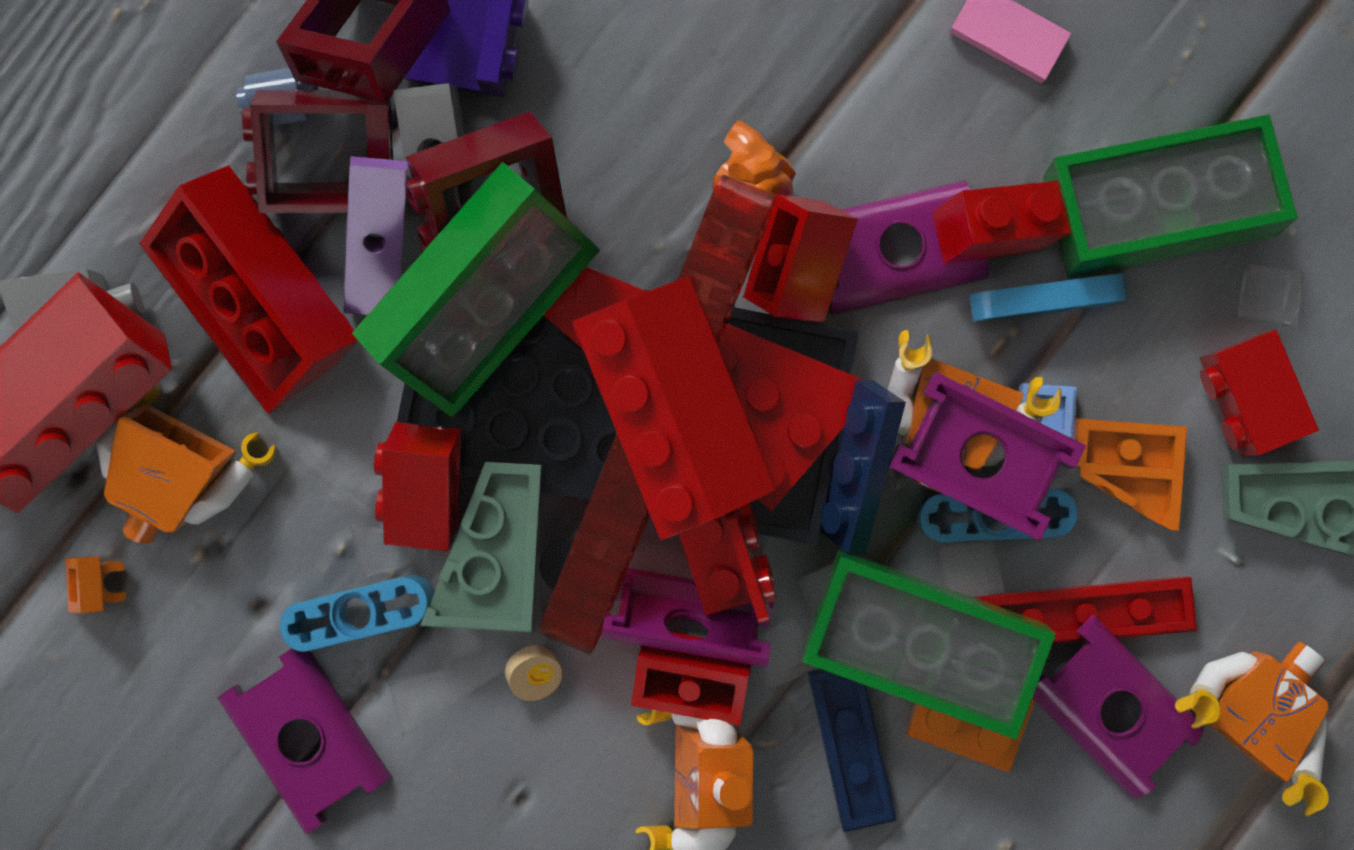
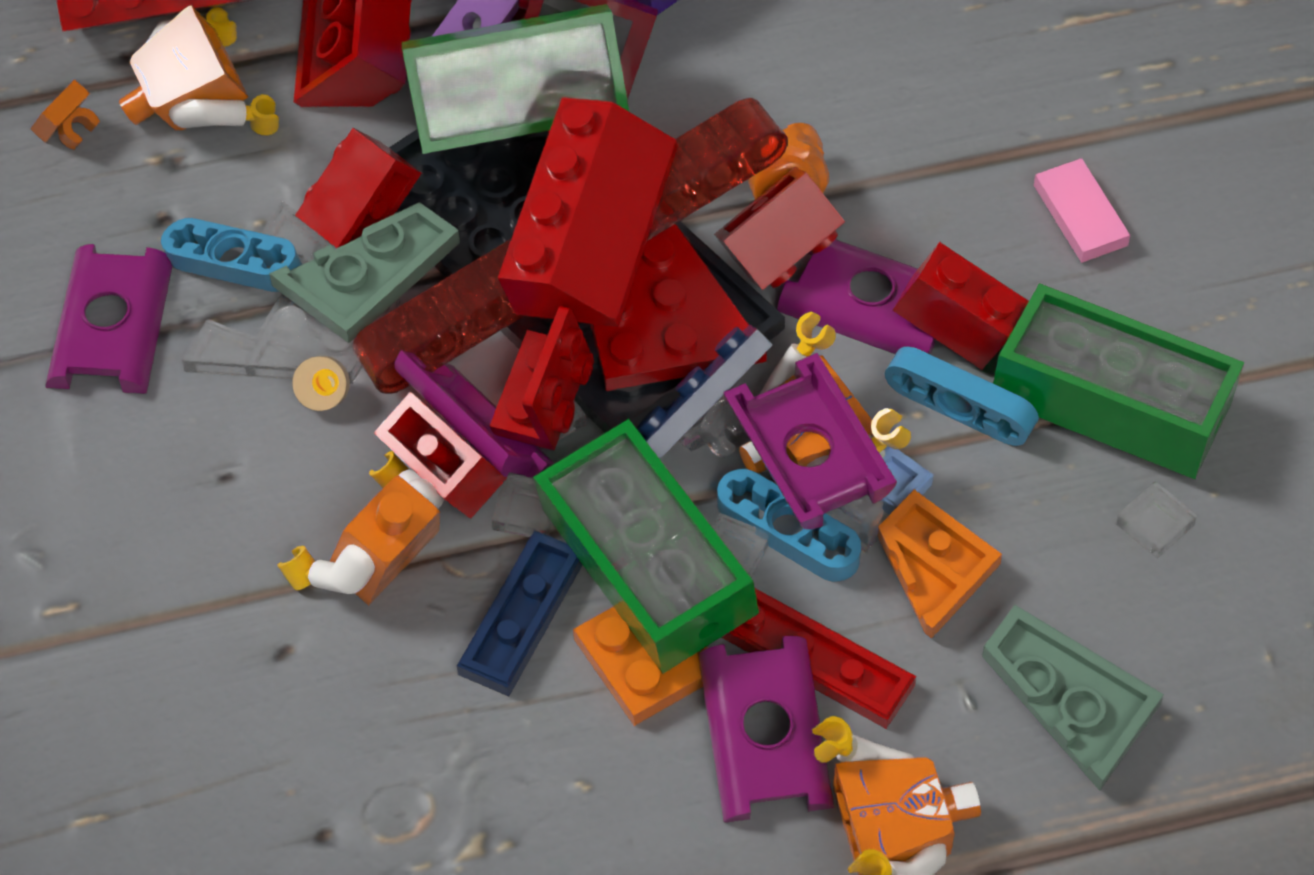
camera: 50 degrees right, 30 degrees down
(1257, 394) = (1084, 572): red brick -> none

